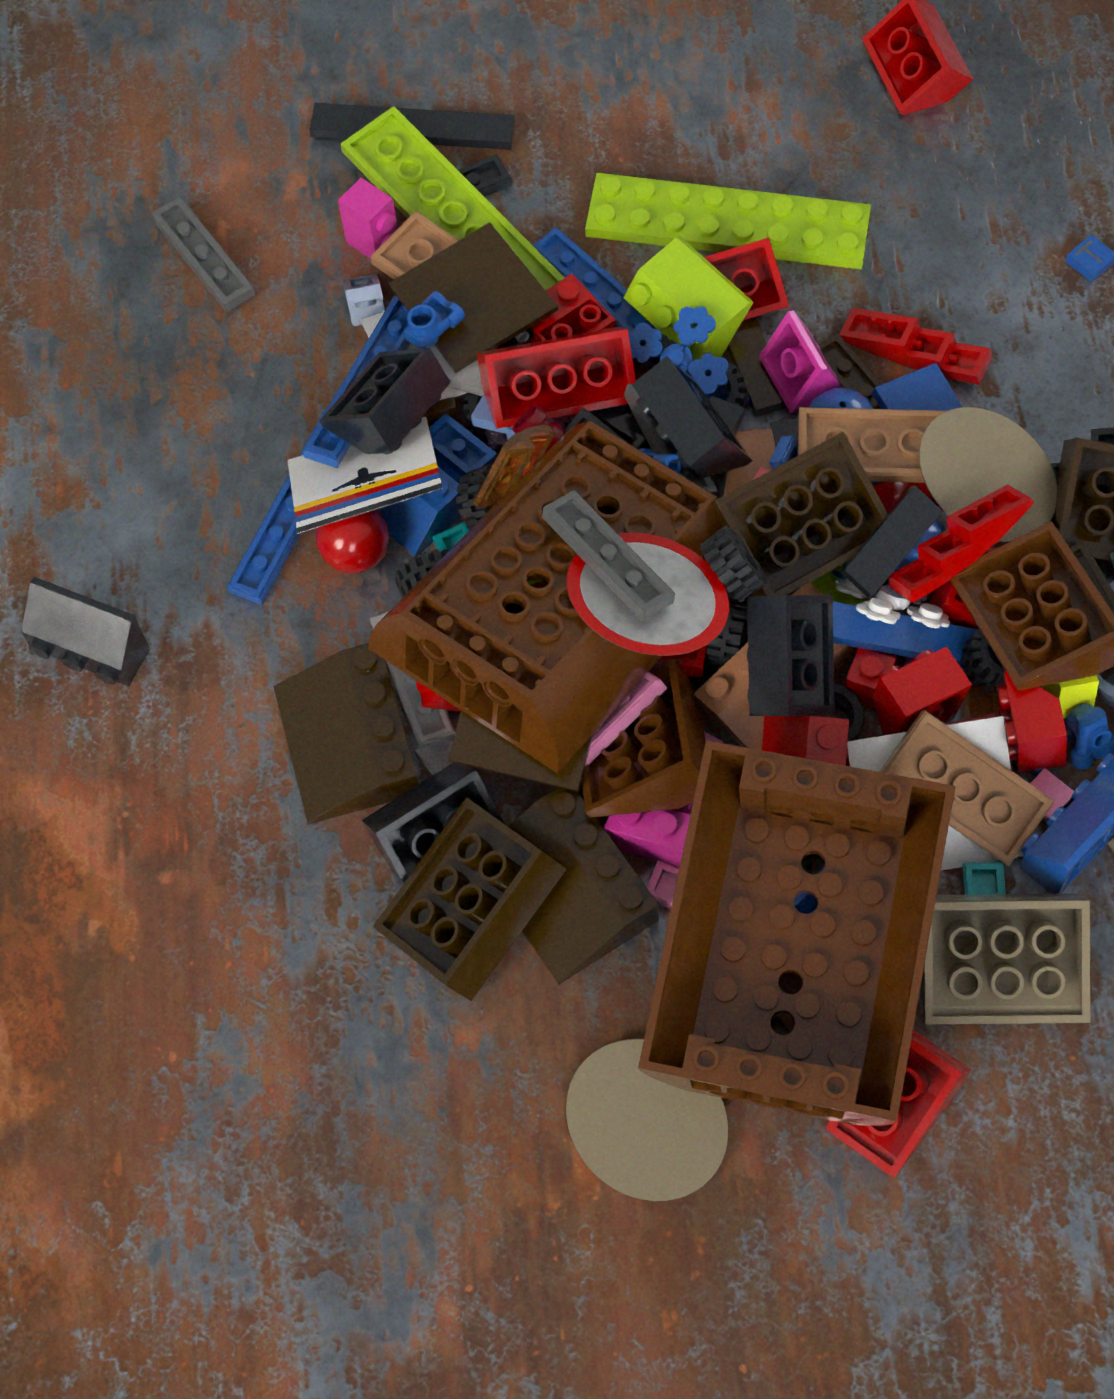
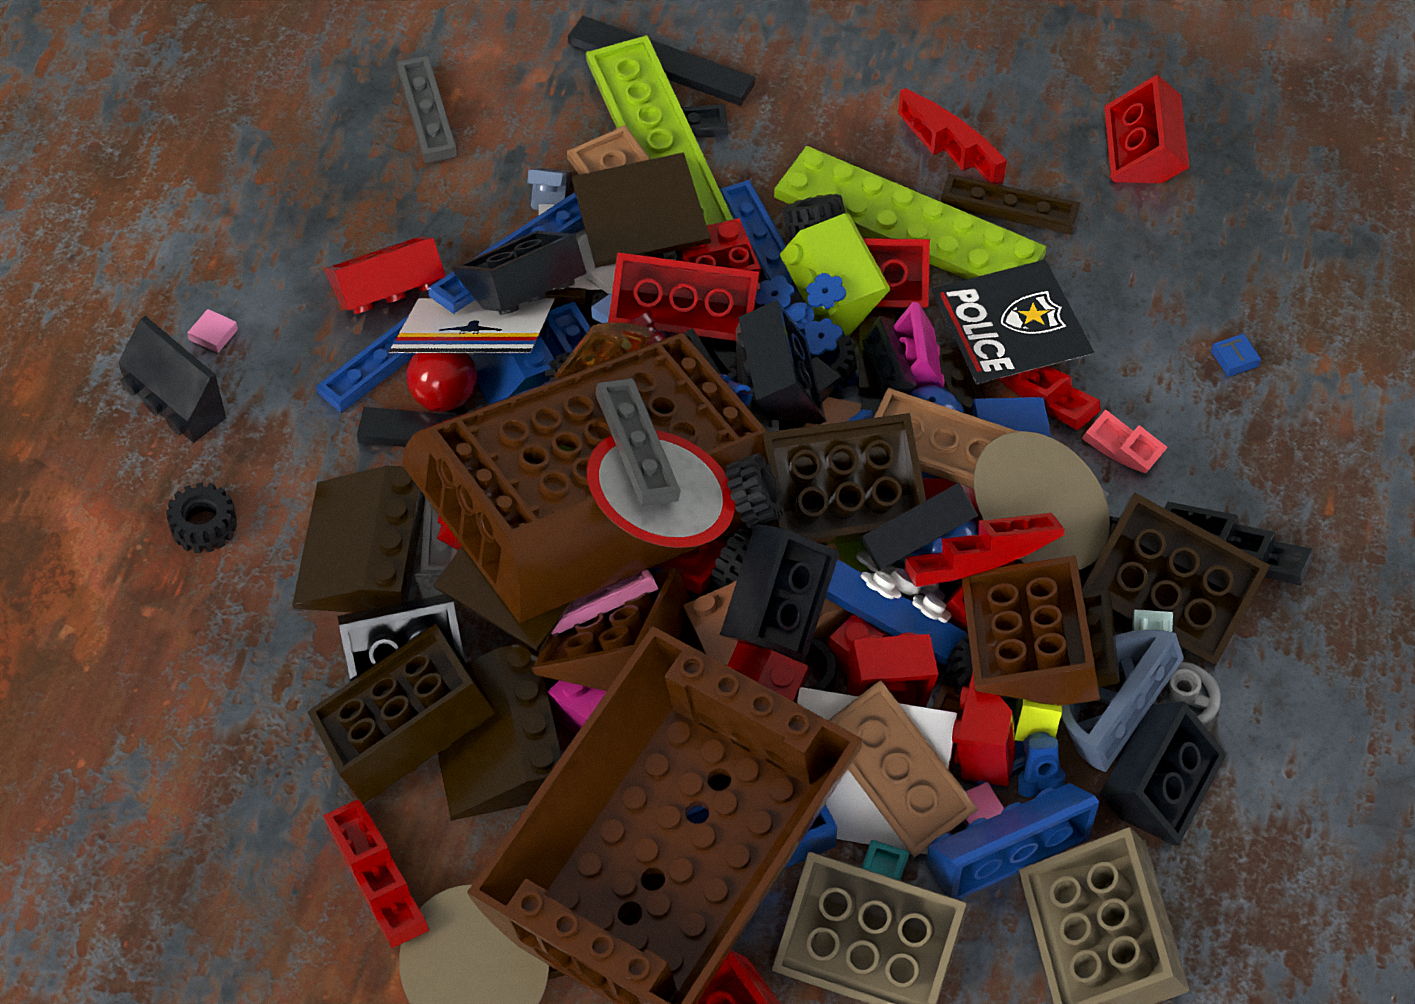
camera: 15 degrees right, 10 degrees down
(95, 562) = (212, 331): none -> bright pink tile
(170, 744) = (199, 500): none -> black tyre
(243, 443) = (386, 273): none -> red slope
(343, 598) = (394, 426): none -> black tile
(367, 217) = (579, 115): dark pink brick -> none
(431, 320) = (589, 214): blue plate -> none
(514, 1065) = (375, 873): none -> red slope
(638, 244) = (811, 212): none -> black tyre
(723, 115) = (945, 131): none -> red slope
(780, 375) = (888, 357): none -> black tile
(816, 170) = (1010, 204): none -> dark brown tile
(874, 294) = (1011, 321): none -> black sticker
(1033, 385) = (1117, 441): none -> coral slope

